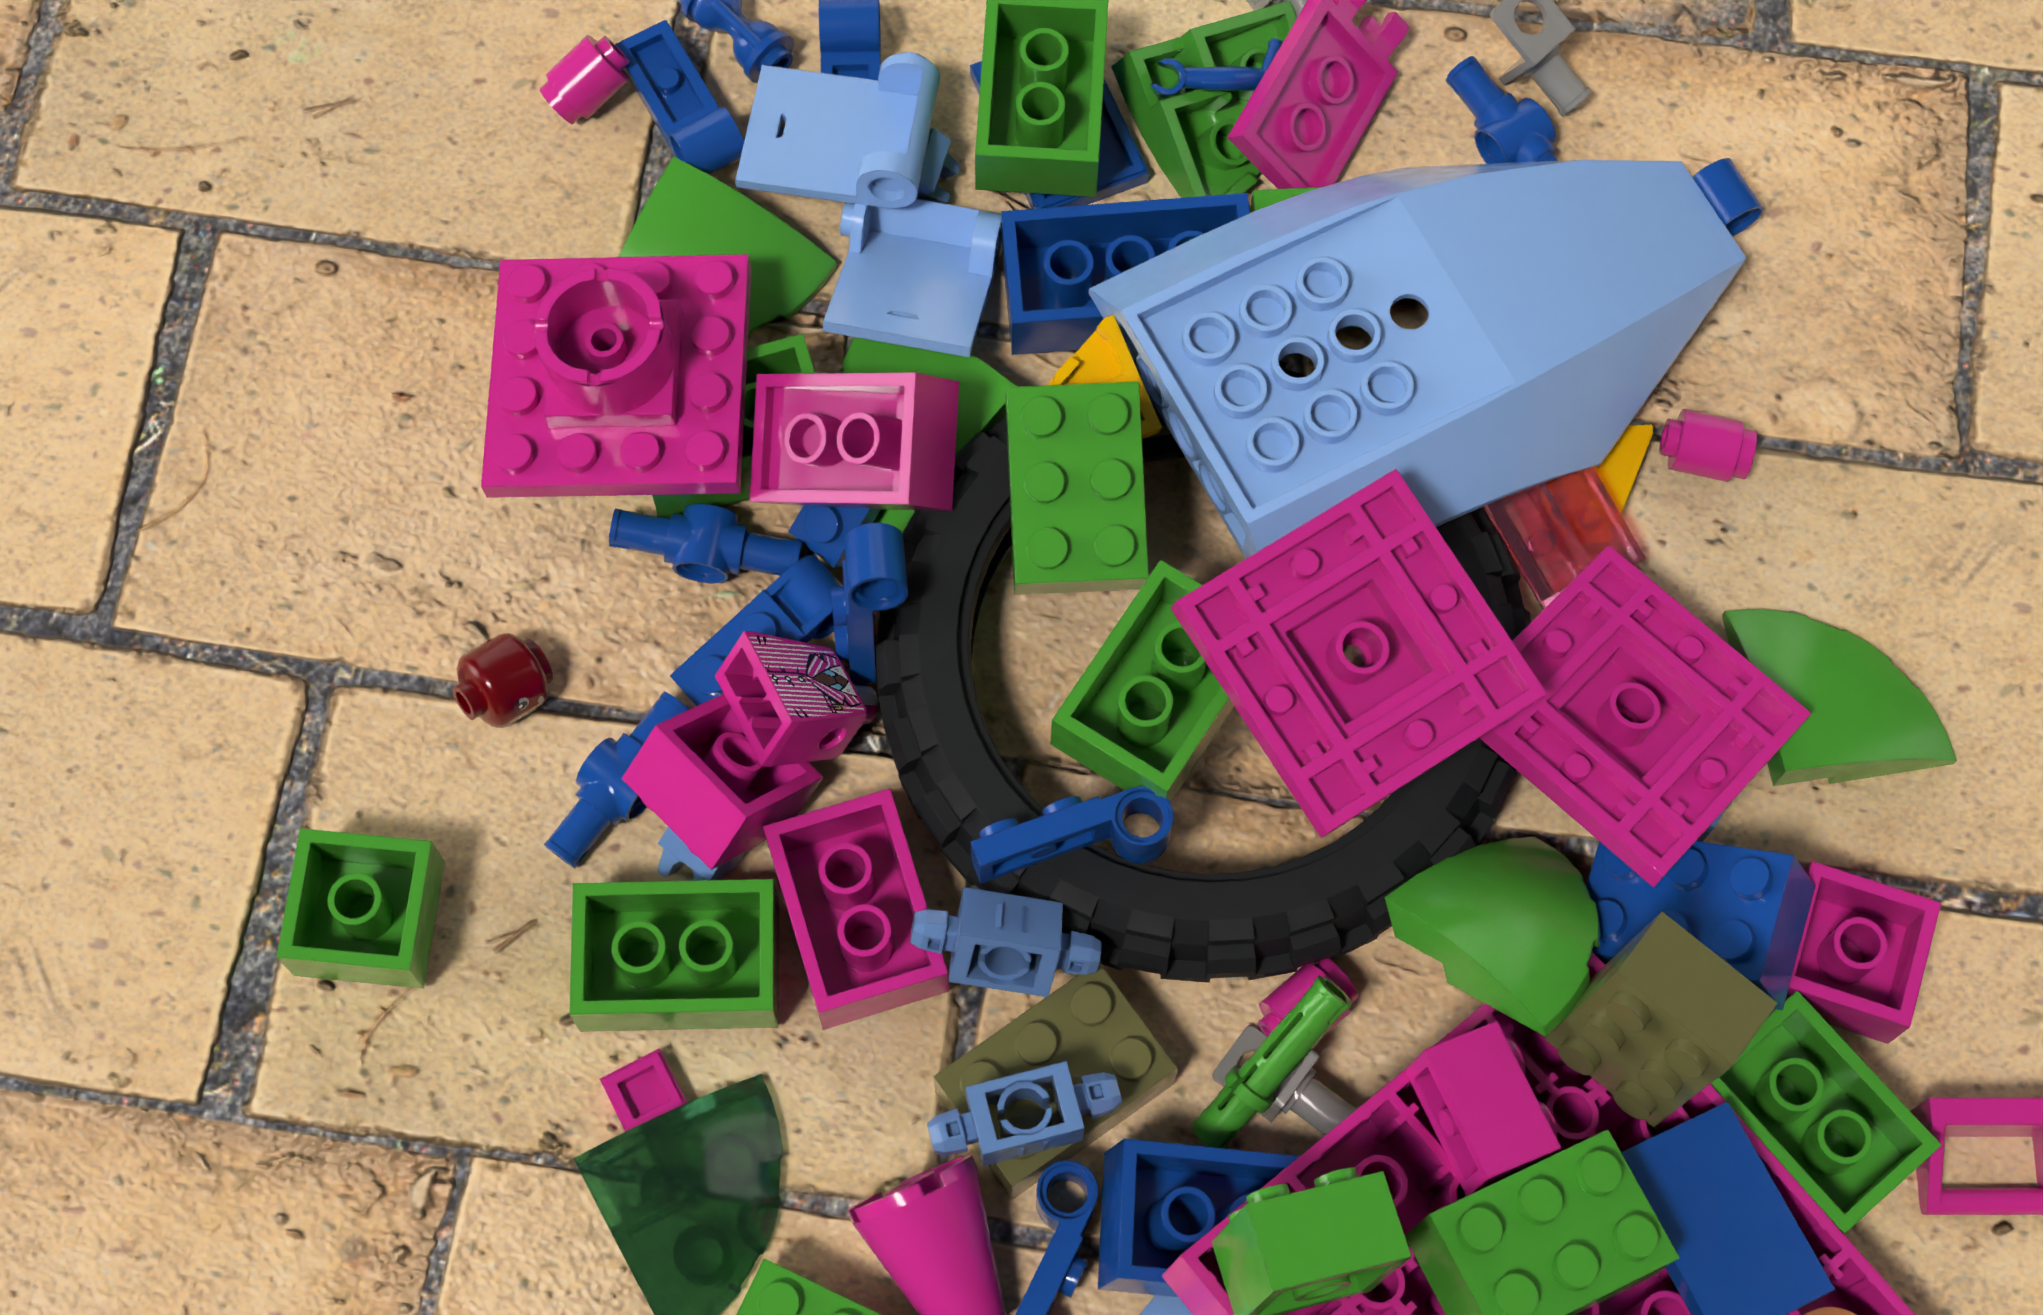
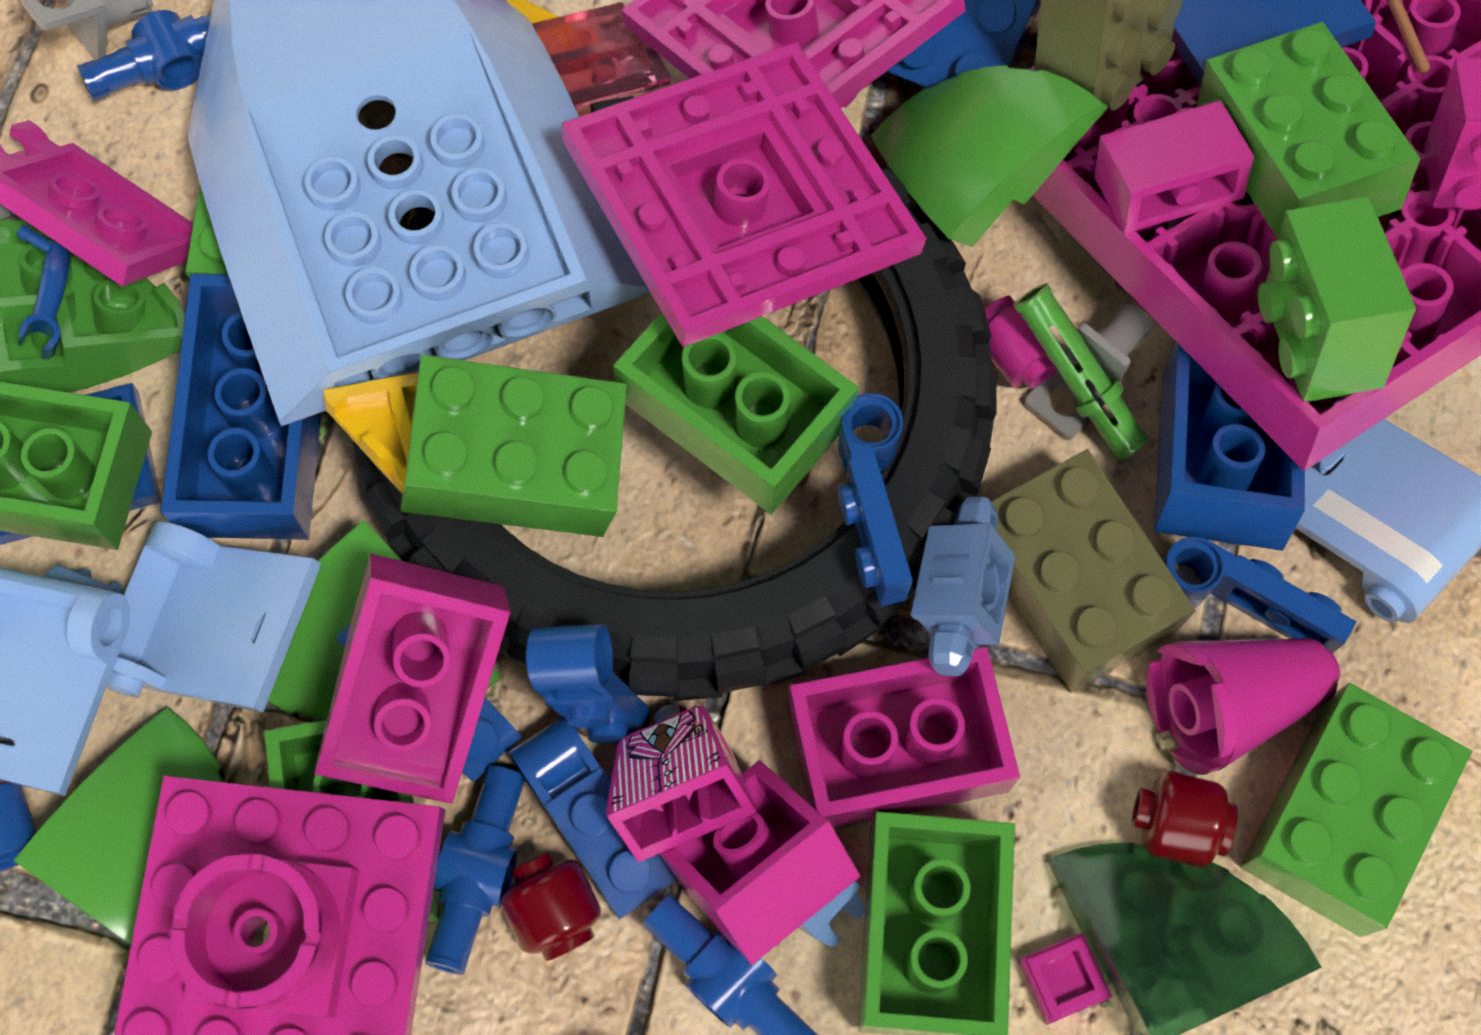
camera: 85 degrees left, 0 degrees up
(674, 611) = (550, 906): none -> dark red head
(804, 1196) = (1185, 819): none -> dark red head
(1095, 1095) = (1172, 607): medium blue piece -> none

